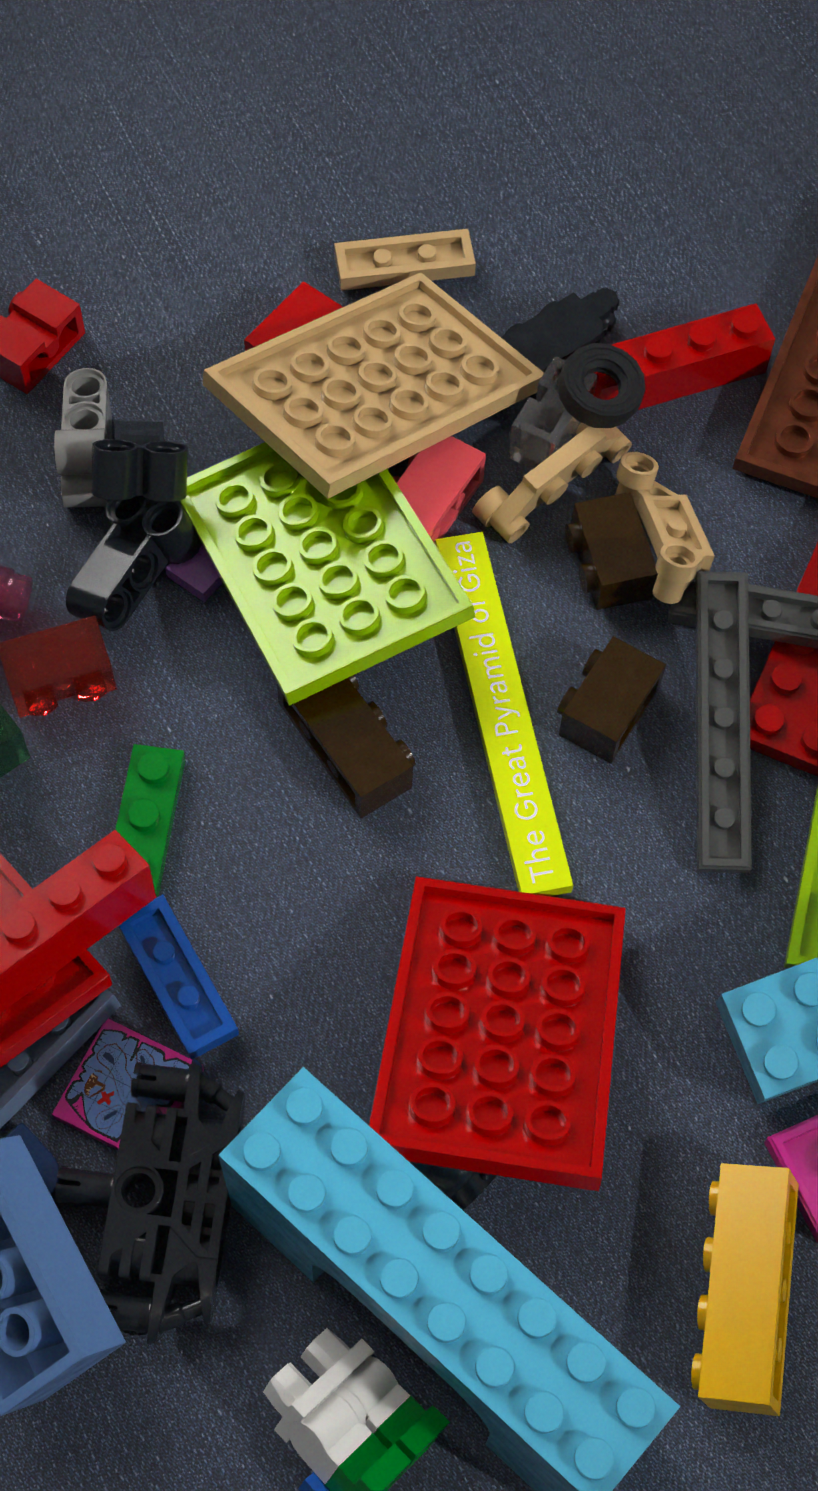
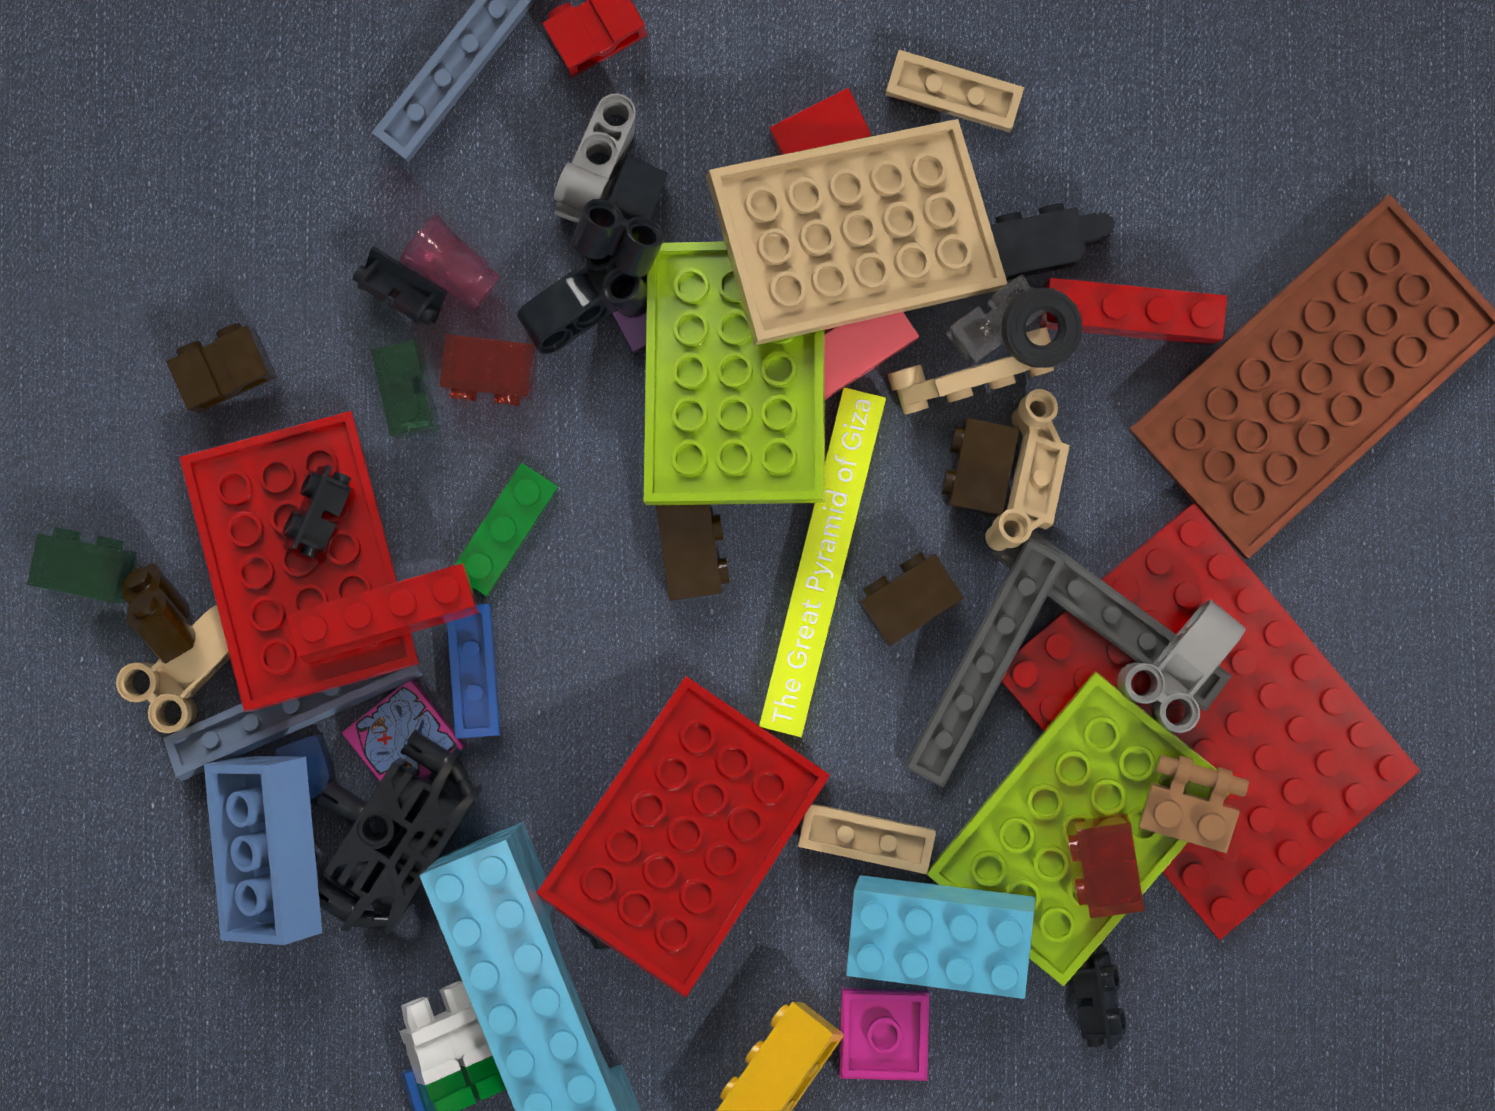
camera: 30 degrees right, 25 degrees up
(701, 958) = (867, 838): none -> tan plate

